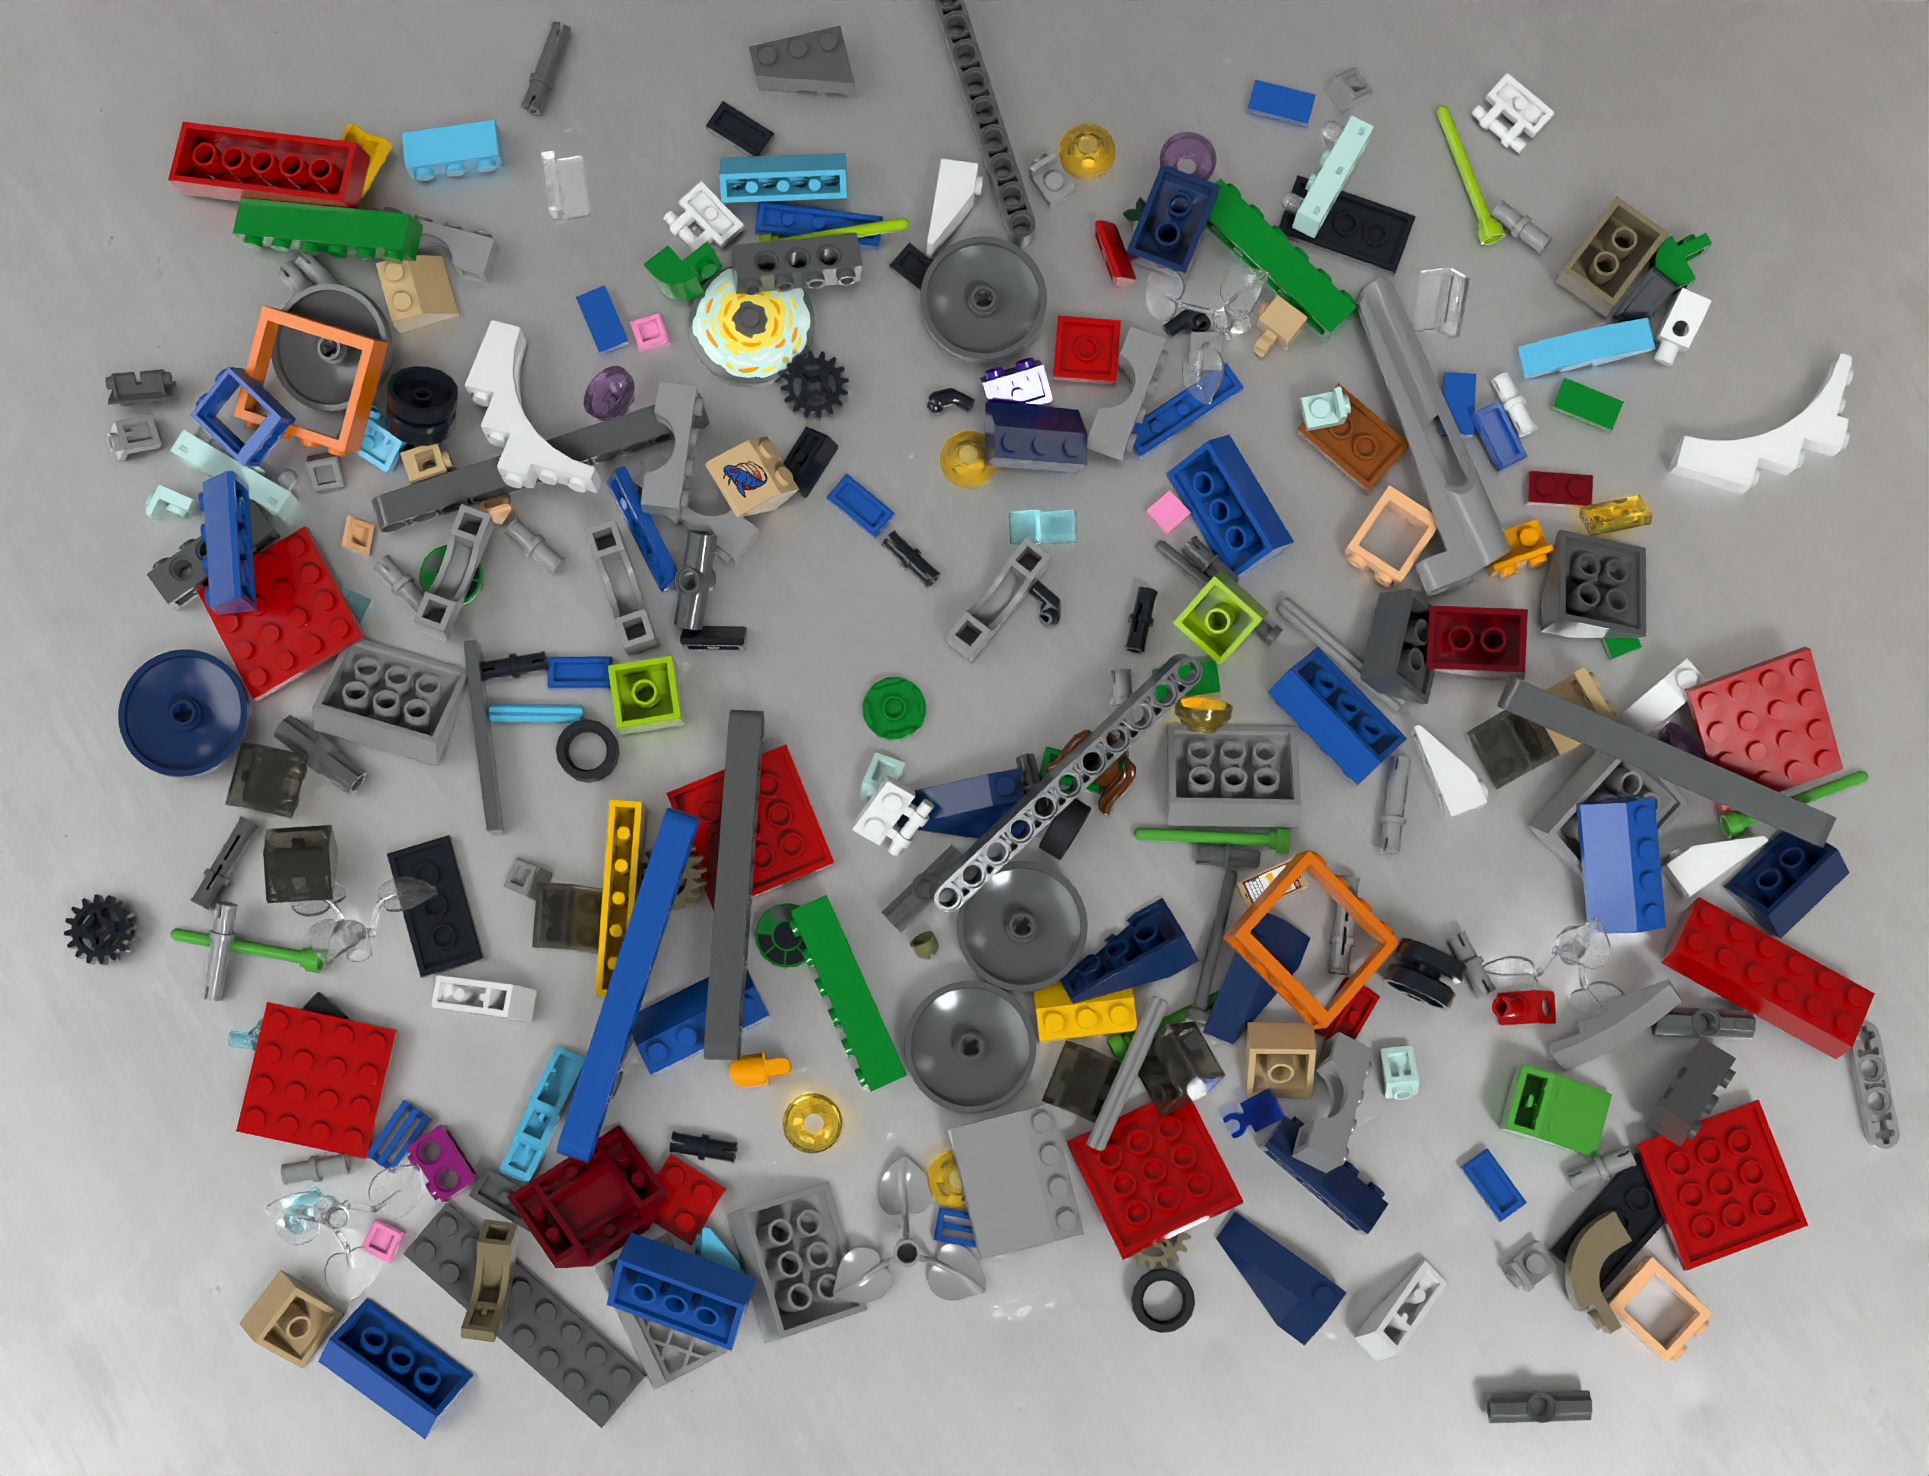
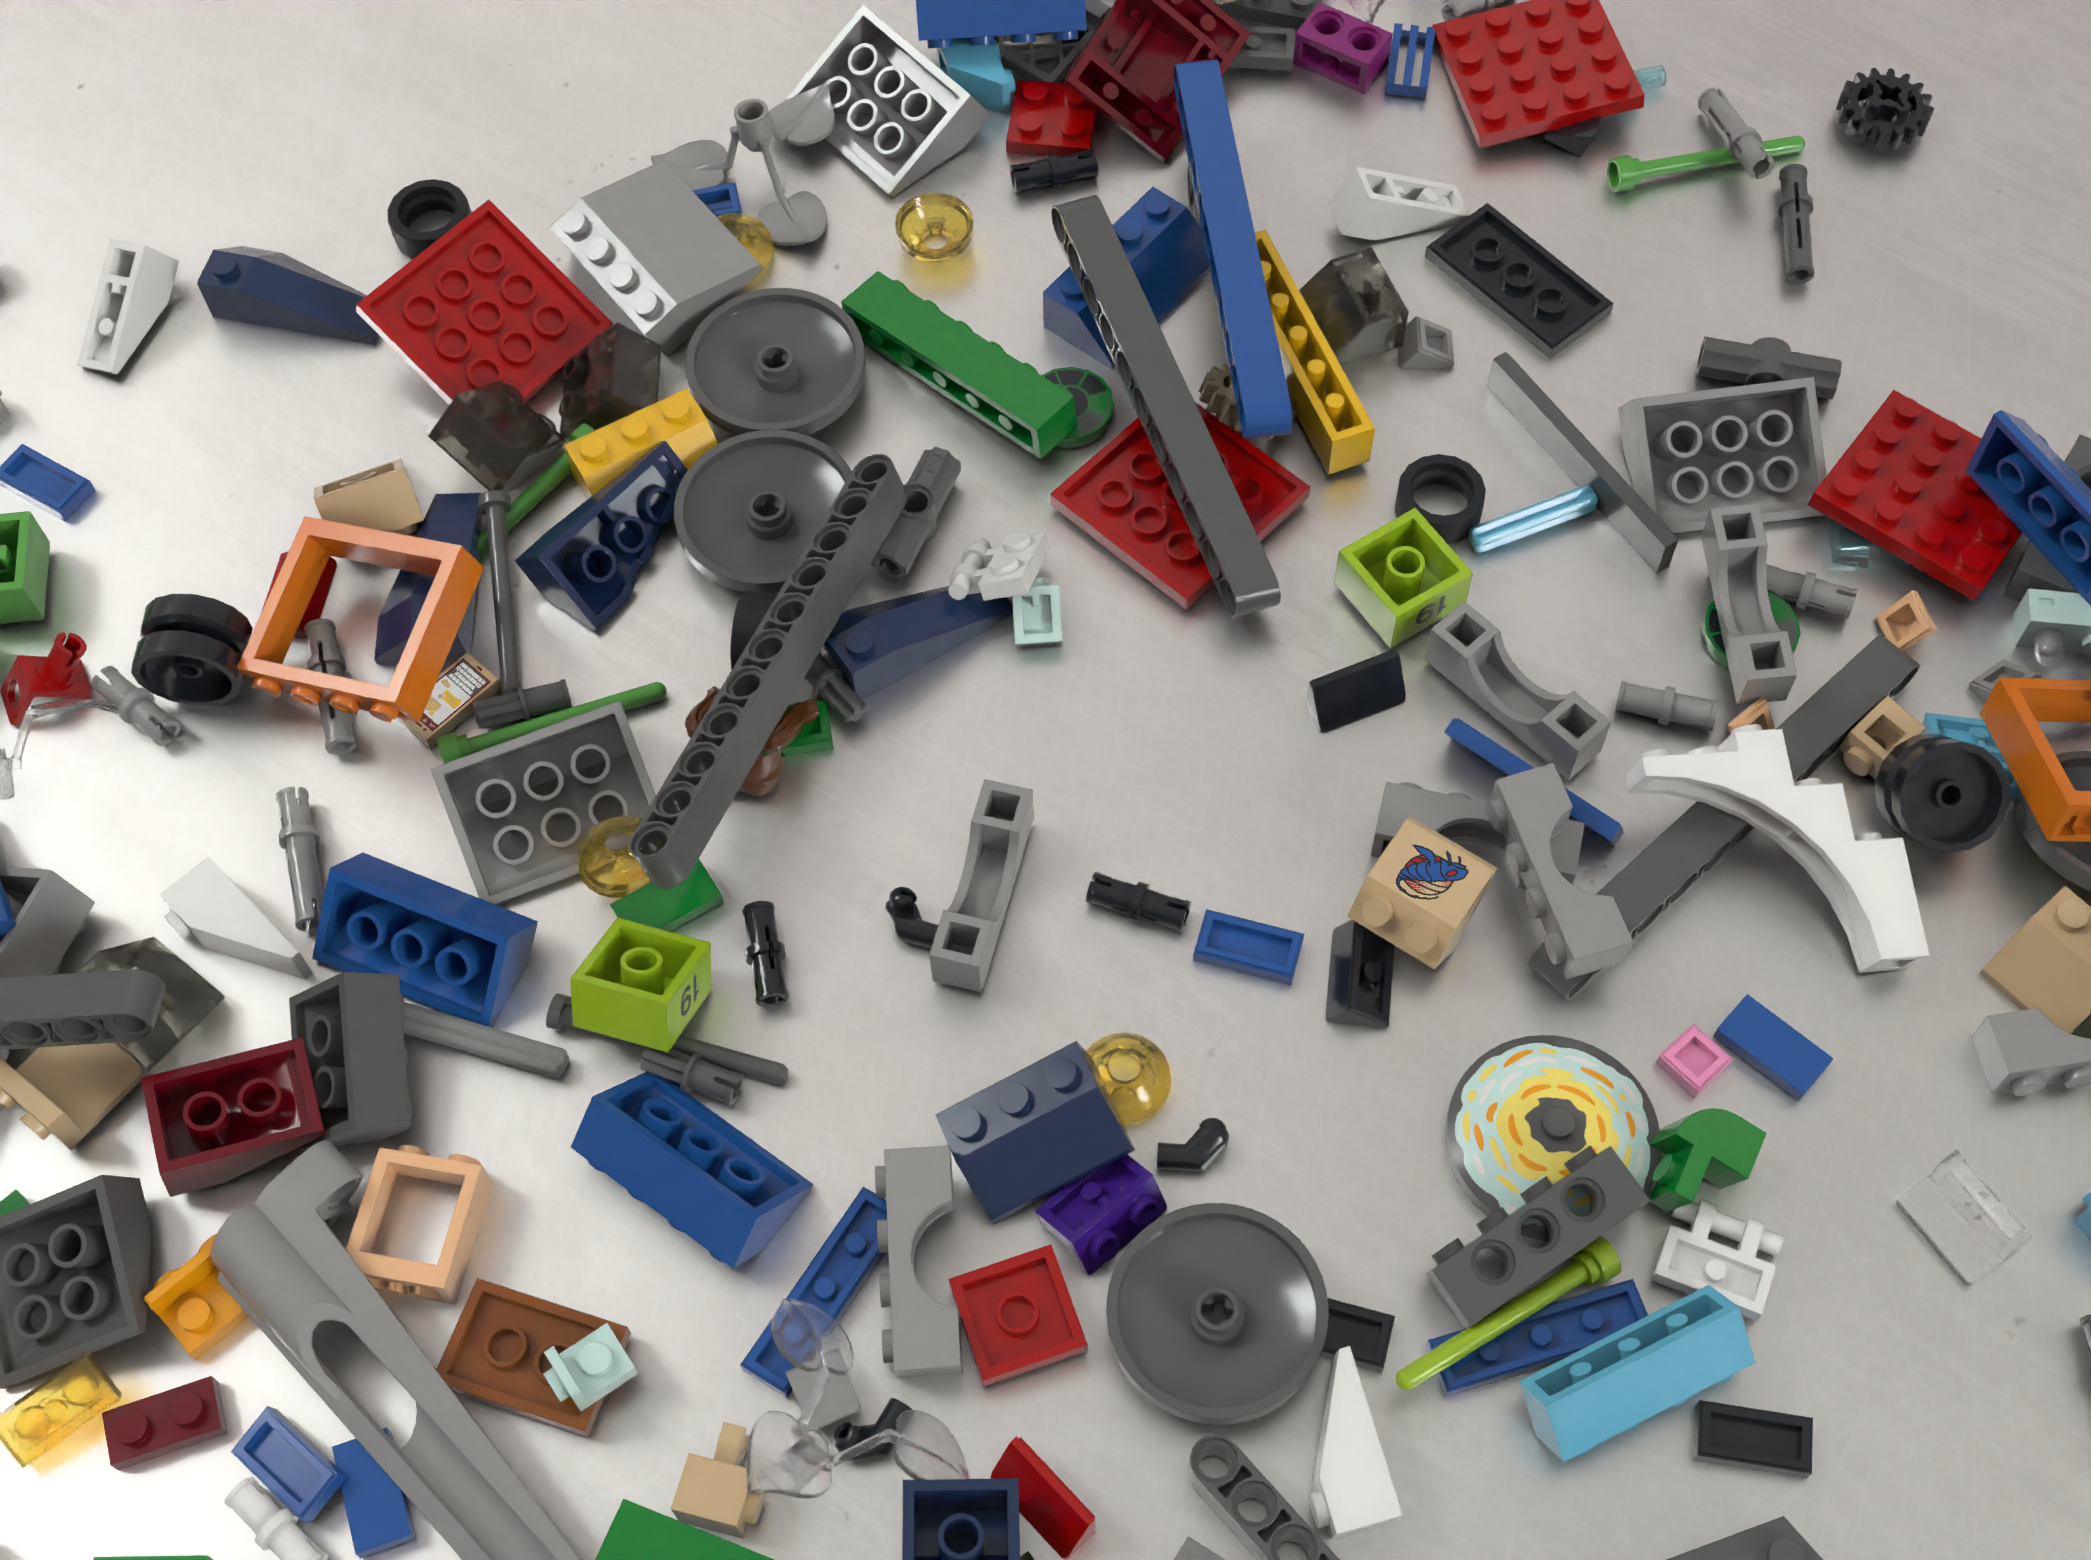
camera: 155 degrees right, 20 degrees down
(184, 713) = (1964, 336): dark blue dish -> none
(267, 780) = (1810, 301): clear smoke slope -> none
(300, 863) = (1705, 235): clear smoke slope -> none
(333, 937) = (1665, 222): clear plant -> none
(514, 666) = (1596, 558): black pin -> none
(542, 1115) = (1259, 130): medium azure slope -> none
(579, 673) = (1512, 586): blue tile -> none
(605, 391) = (1693, 932): clear purple piece -> none
(698, 563) = (1422, 735): dark grey piece -> none
(756, 1070) = (1025, 259): light orange arm -> none
(806, 396) = (1403, 1053): black gear -> none
(894, 709) = (1064, 709): green tile -> none
(924, 945) = (895, 451): olive hinge -> none
(1043, 527) = (969, 1026): clear light blue slope -> none
(1121, 689) = (748, 839): light grey pin -> none
(1127, 1073) = (559, 402): light grey axle -> none
(1168, 512) = (786, 1124): bright pink tile -> none
(1259, 1112) = (379, 440): clear blue plate -> none
(1338, 1189) = (266, 391): dark blue slope -> none
(1343, 1067) = (267, 402): light grey arch -> none
(1399, 1072) = (201, 548): light aqua bracket -> none

